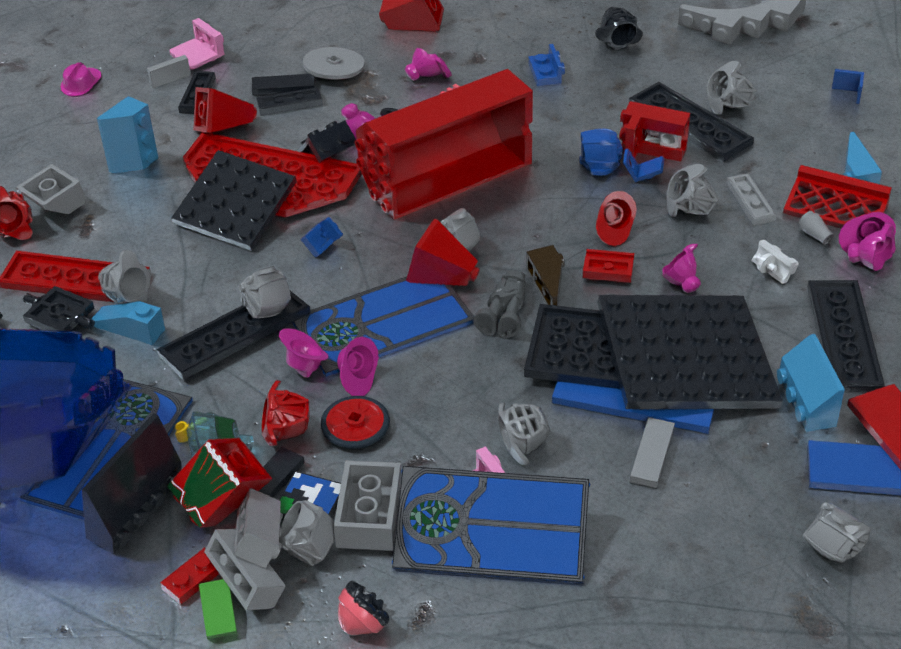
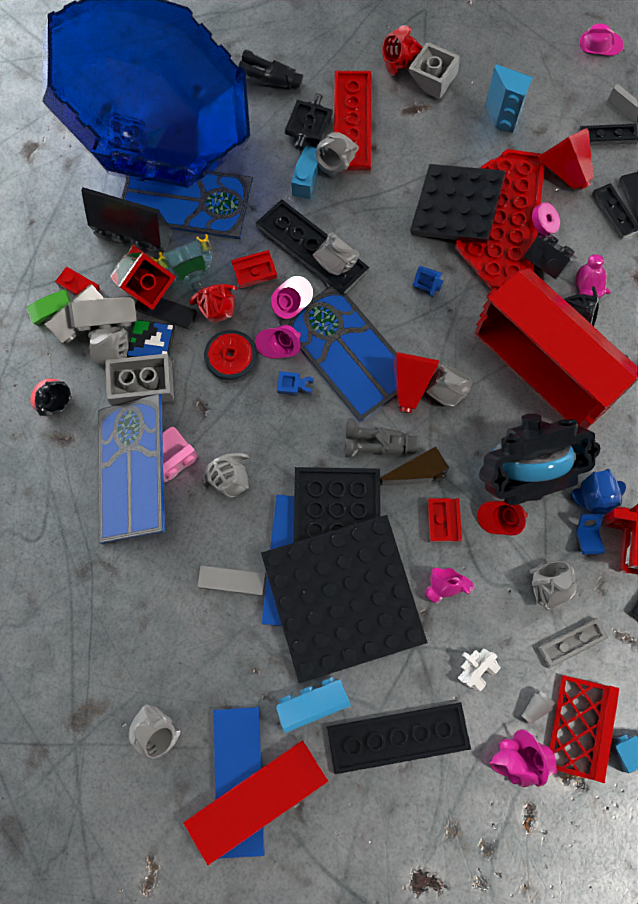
camera: 80 degrees right, 30 degrees up
(245, 384) = (254, 269): none -> red plate
(281, 142) = (546, 219): none -> piece
(413, 368) = (290, 383): none -> blue plate
(559, 174) = (538, 459): none -> black piece

